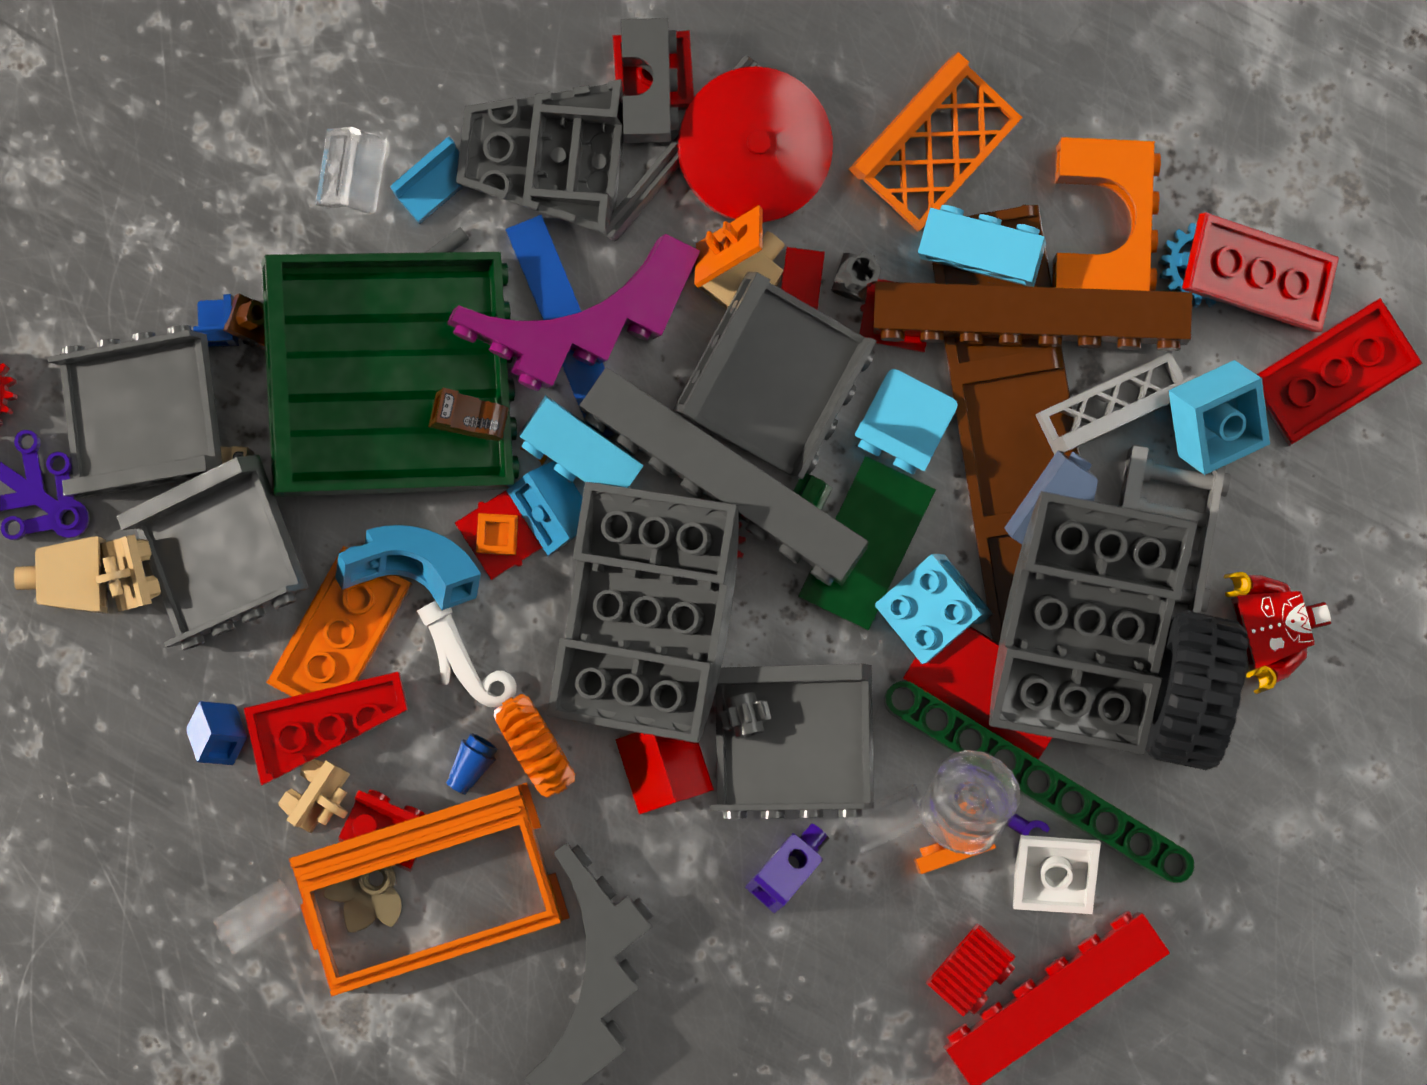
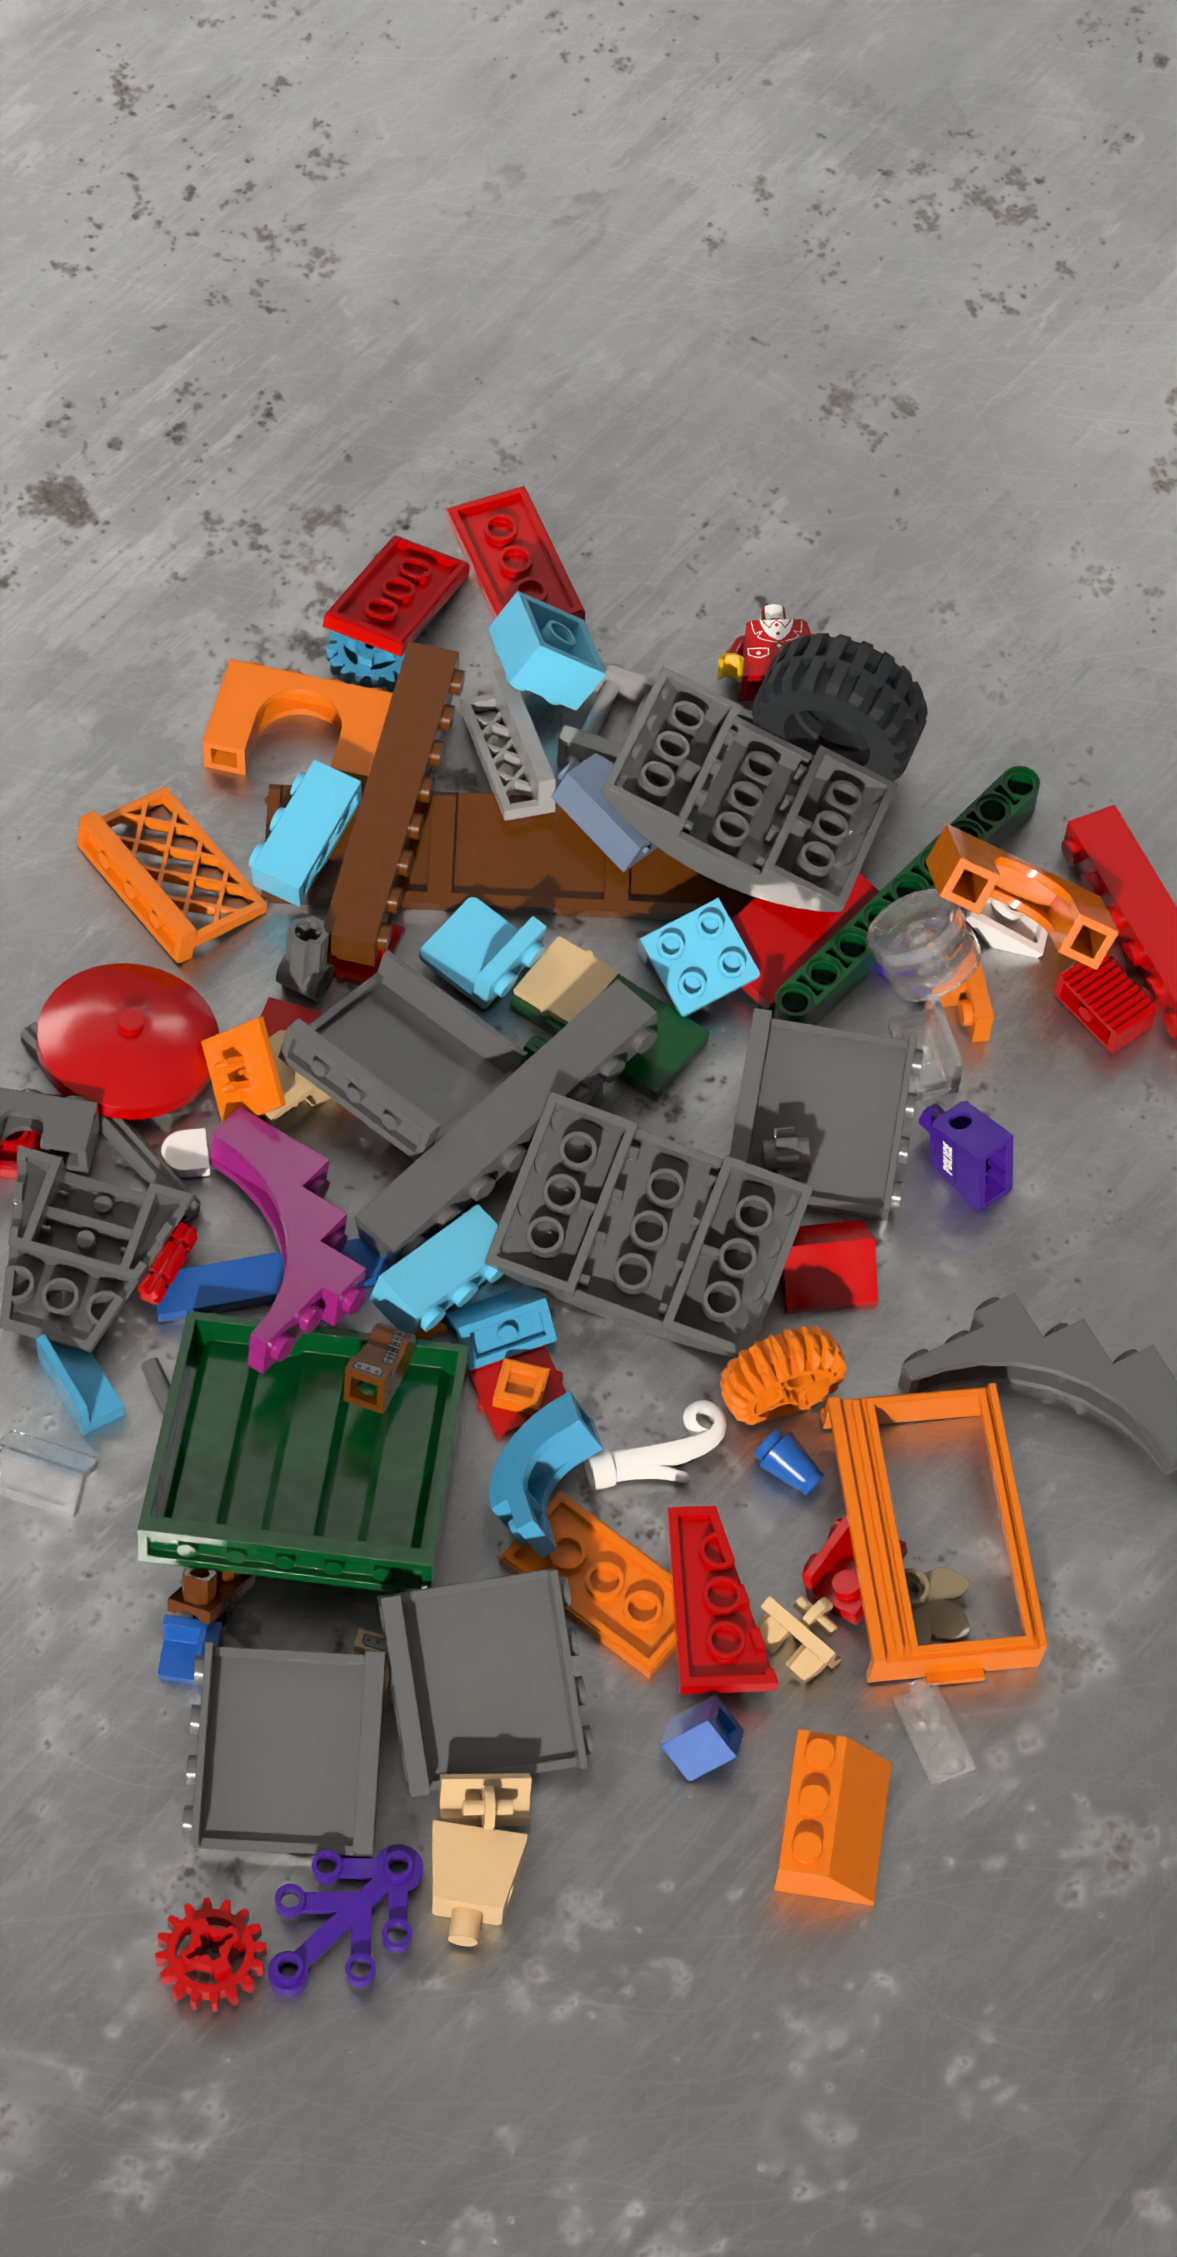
camera: 85 degrees left, 25 degrees down
(165, 847) = (833, 1819): none -> orange slope
(546, 226) = (167, 1263): none -> red axle
(663, 217) = (187, 1153): none -> white tile
(889, 499) = (565, 981): none -> tan piece
(1046, 921) = (974, 870): none -> orange arch

